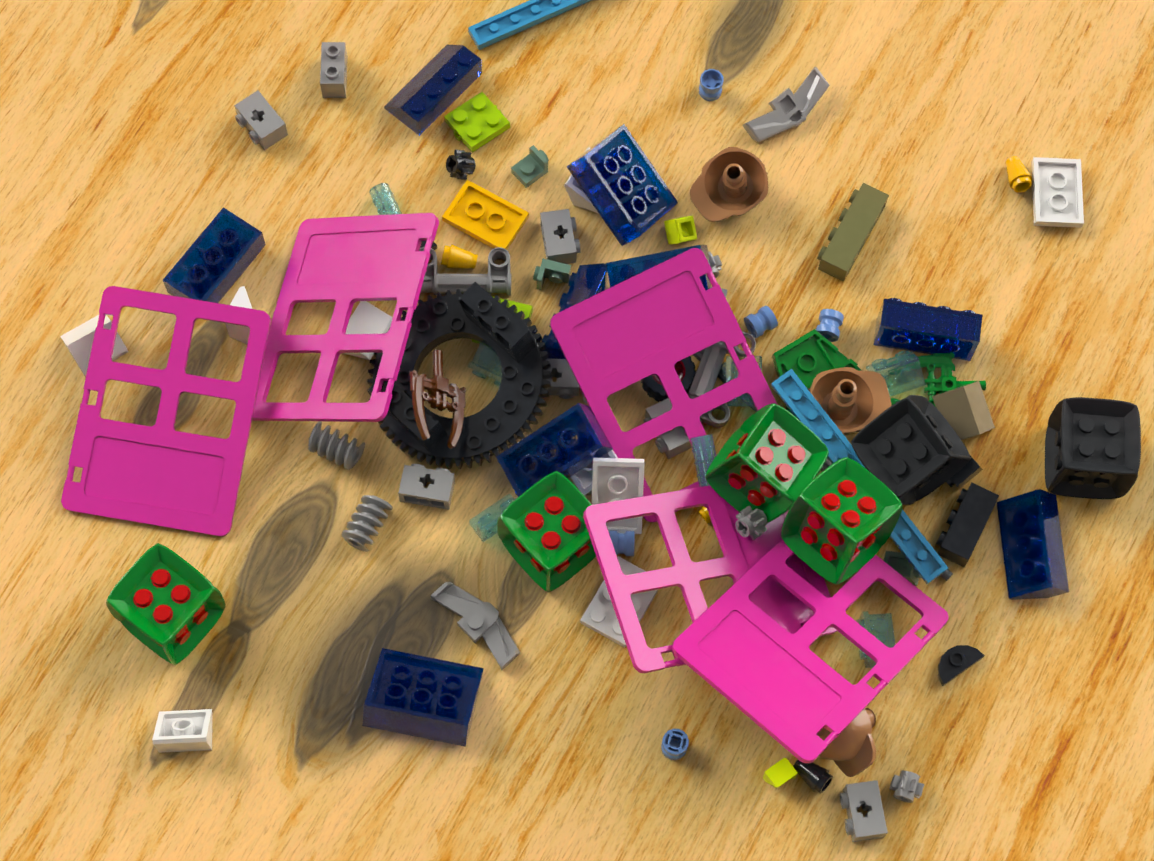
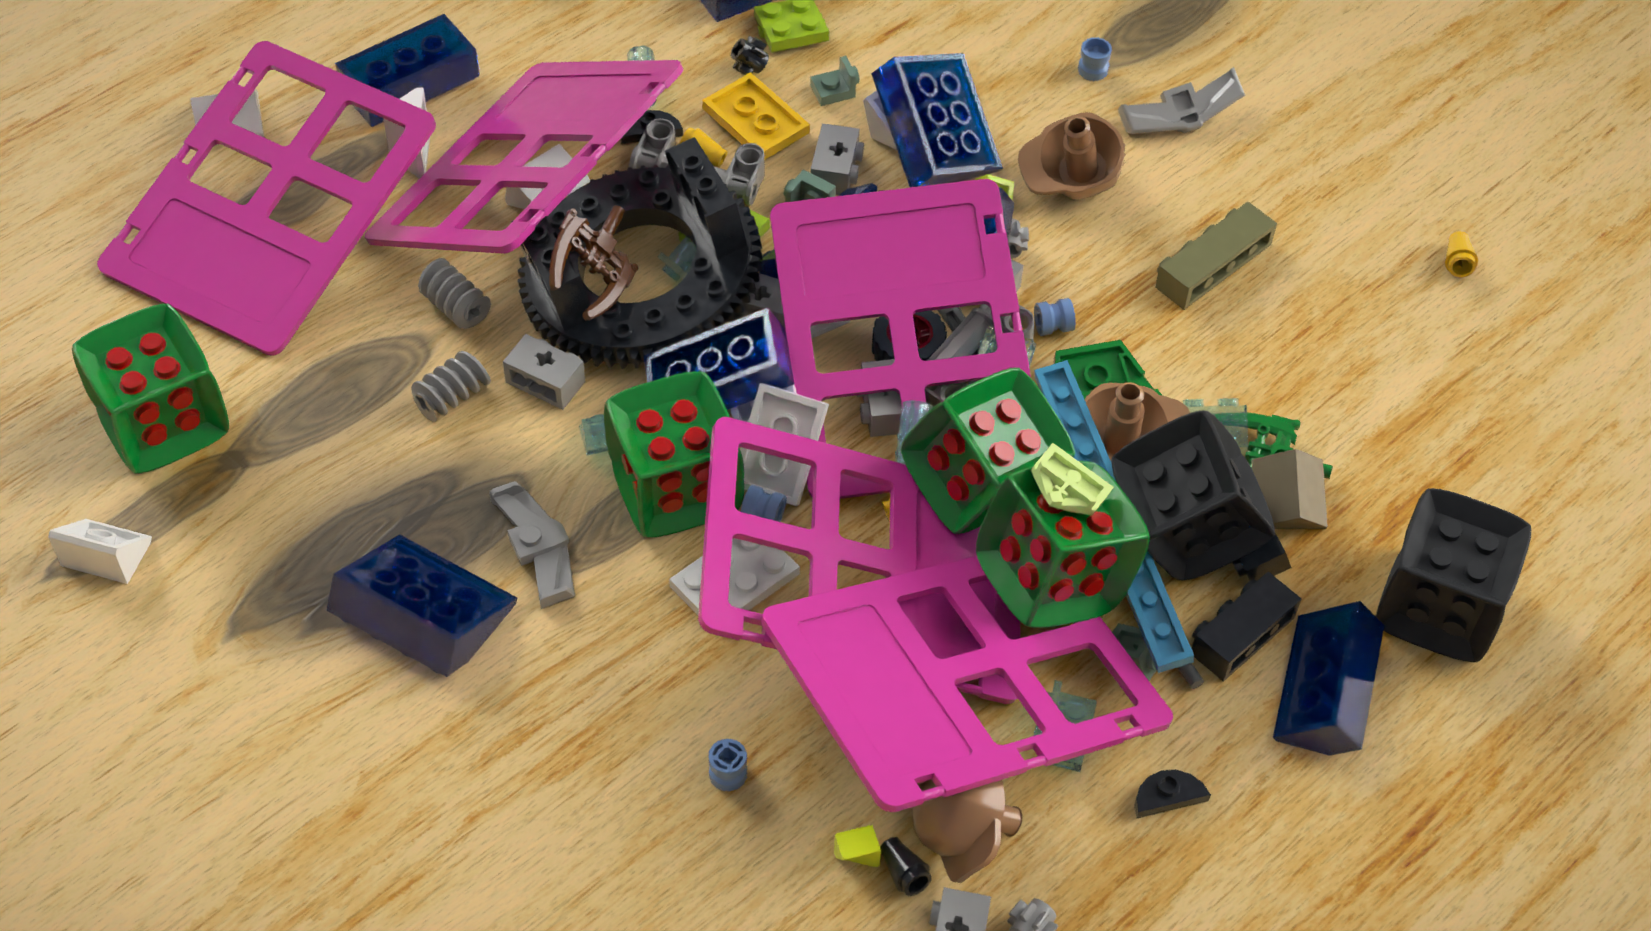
camera: 20 degrees right, 15 degrees down
(751, 522) = (941, 520): light grey gear -> none
(829, 324) = (1145, 343): medium blue wheel -> none
(839, 486) = (1069, 483): none -> yellowish green slope
(927, 328) = (1273, 379): clear blue brick -> none
(1057, 192) = (1508, 287): white plate -> none

